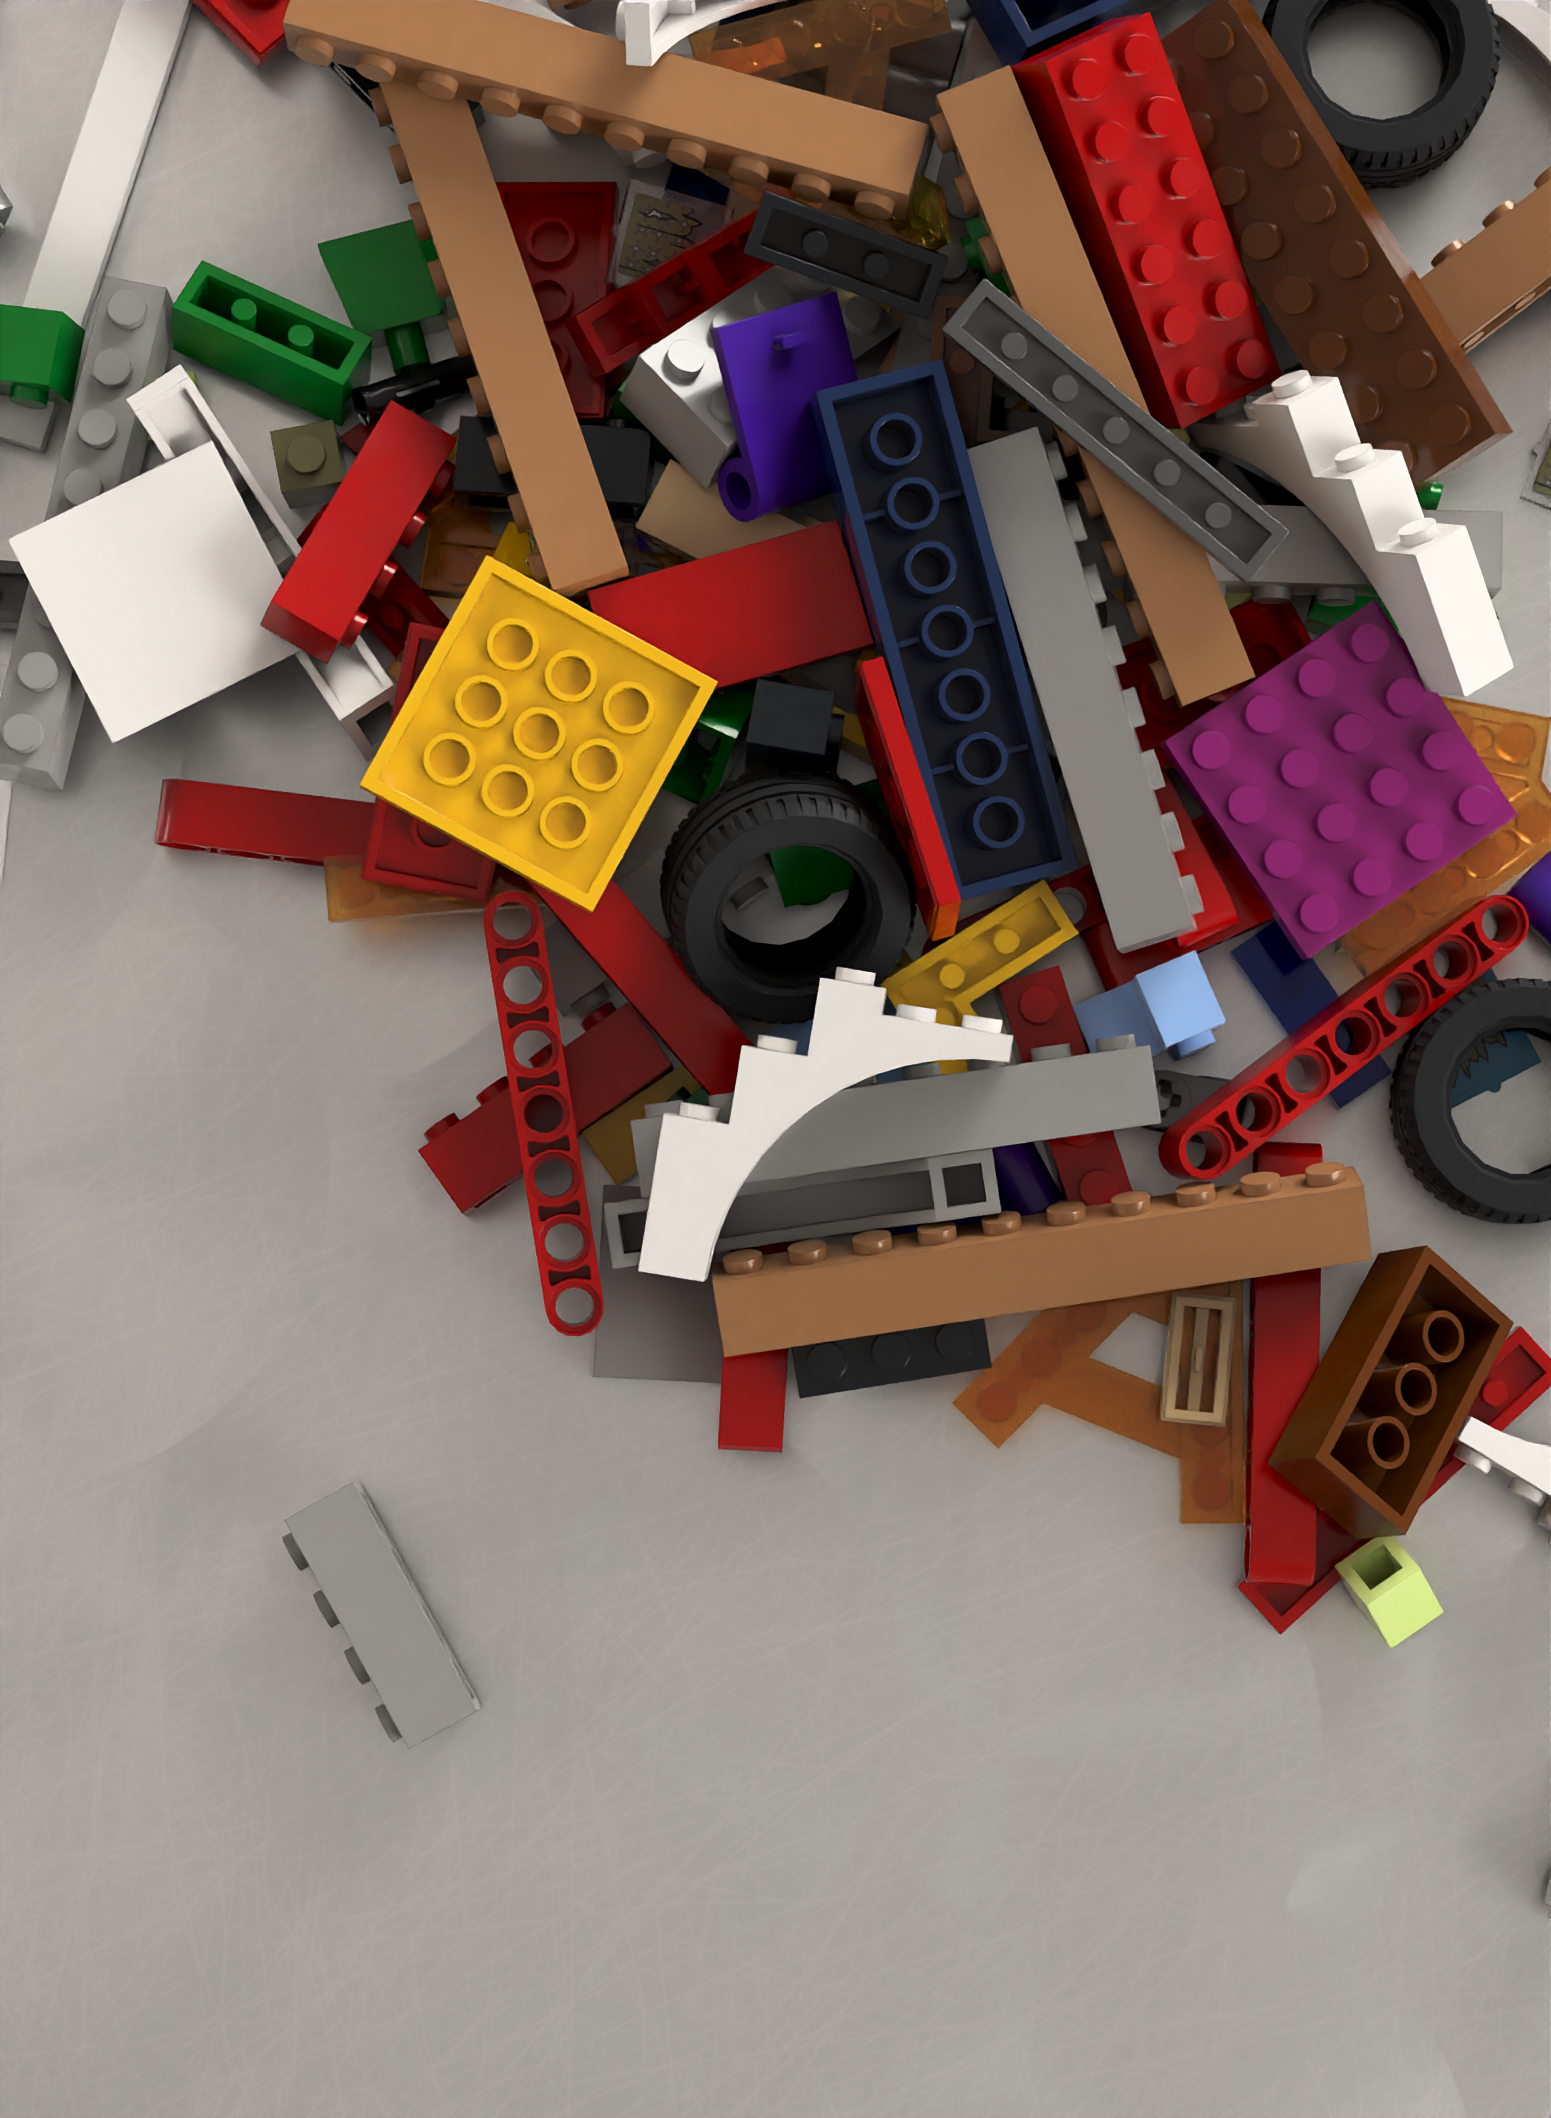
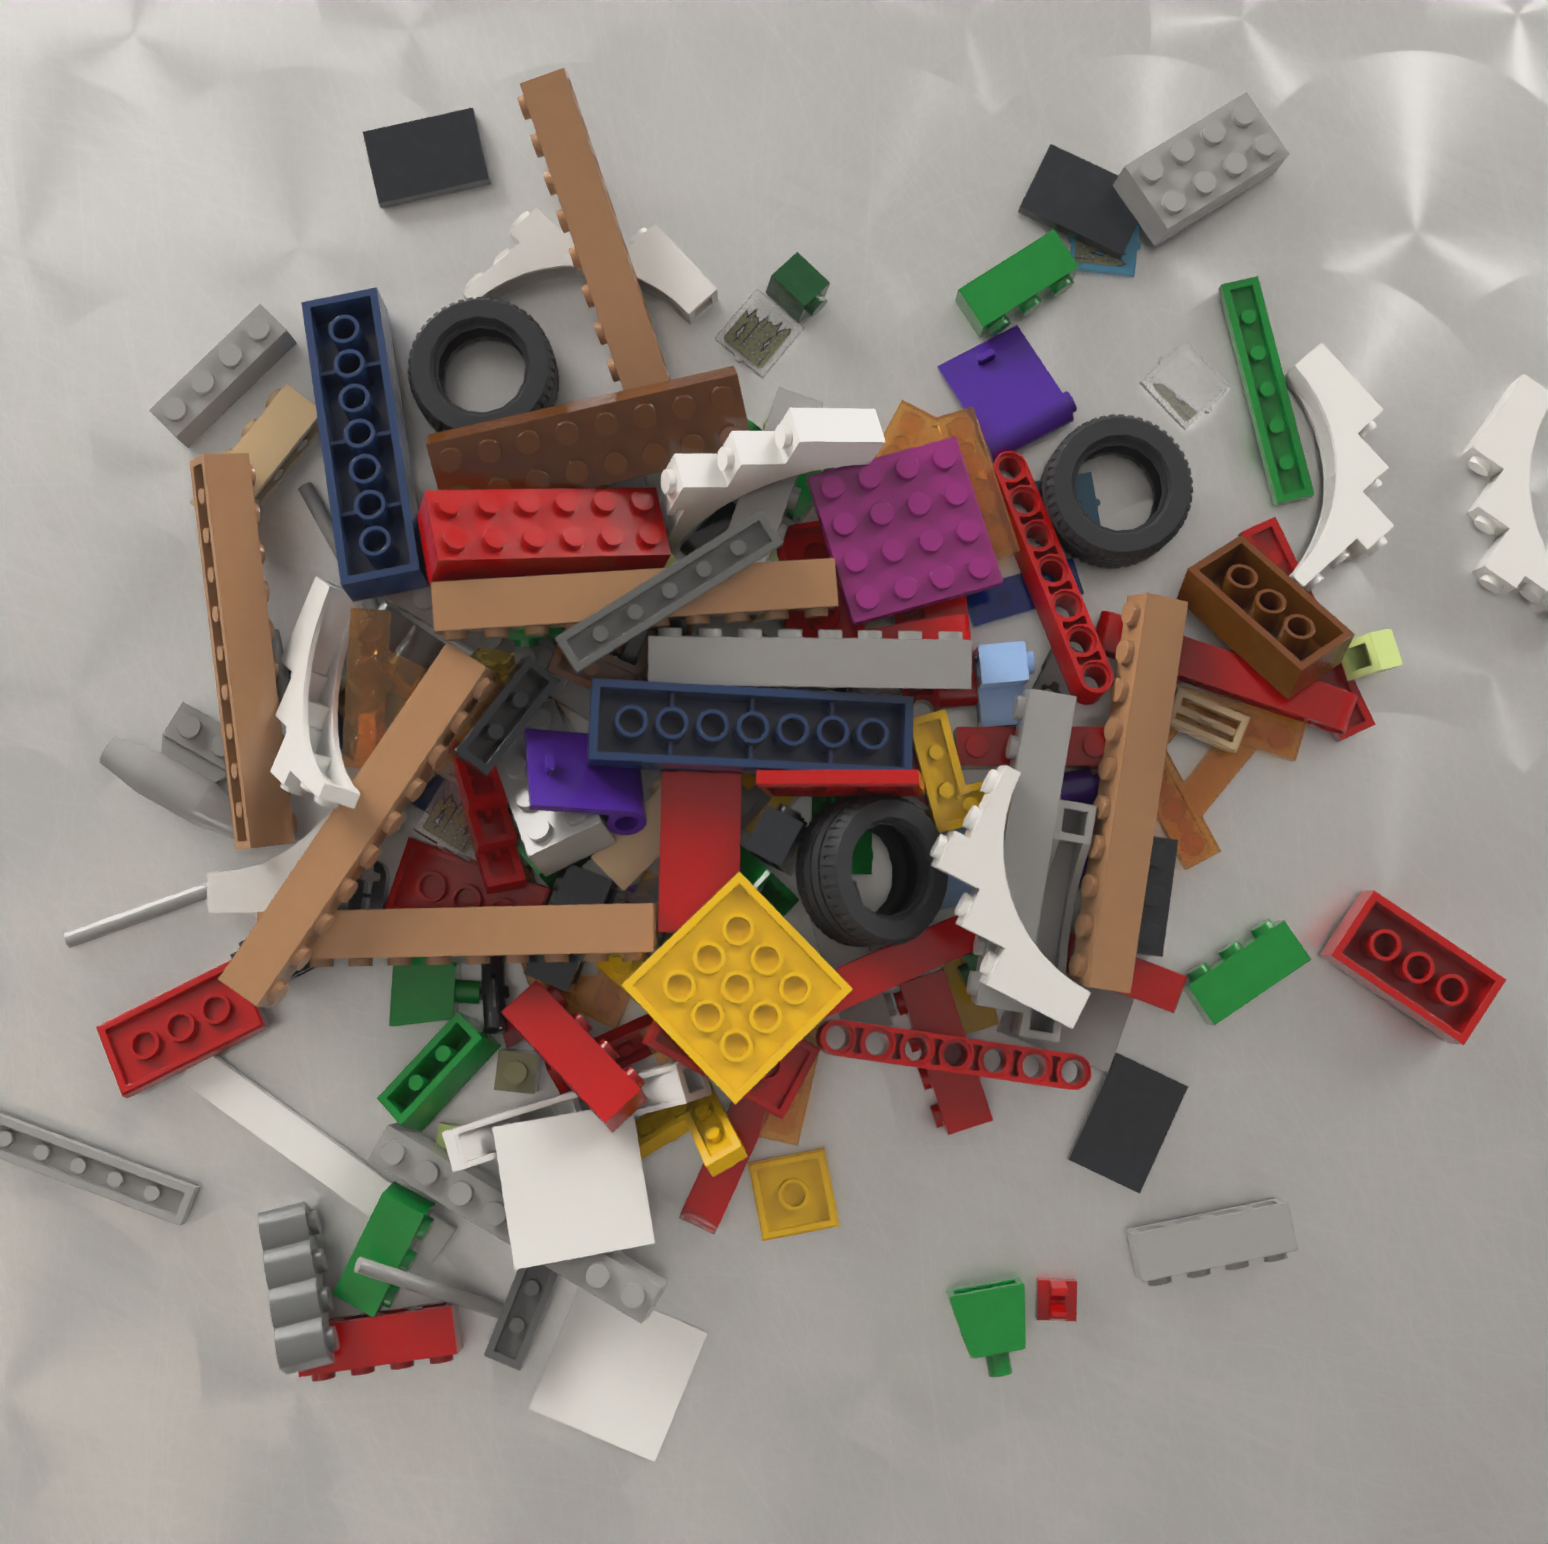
camera: 75 degrees left, 0 degrees up
(151, 1310) = (991, 1321): none -> green torso
(216, 1404) = (1056, 1299): none -> red tile
(253, 948) = (793, 1194): none -> yellow tile
(320, 769) = (707, 1124): none -> yellow plate
(515, 135) = (379, 890): none -> black beam
(525, 1433) = (1127, 1122): none -> black tile
(821, 1542) = (1244, 970): none -> green brick
(910, 1805) = (1412, 967): none -> red brick

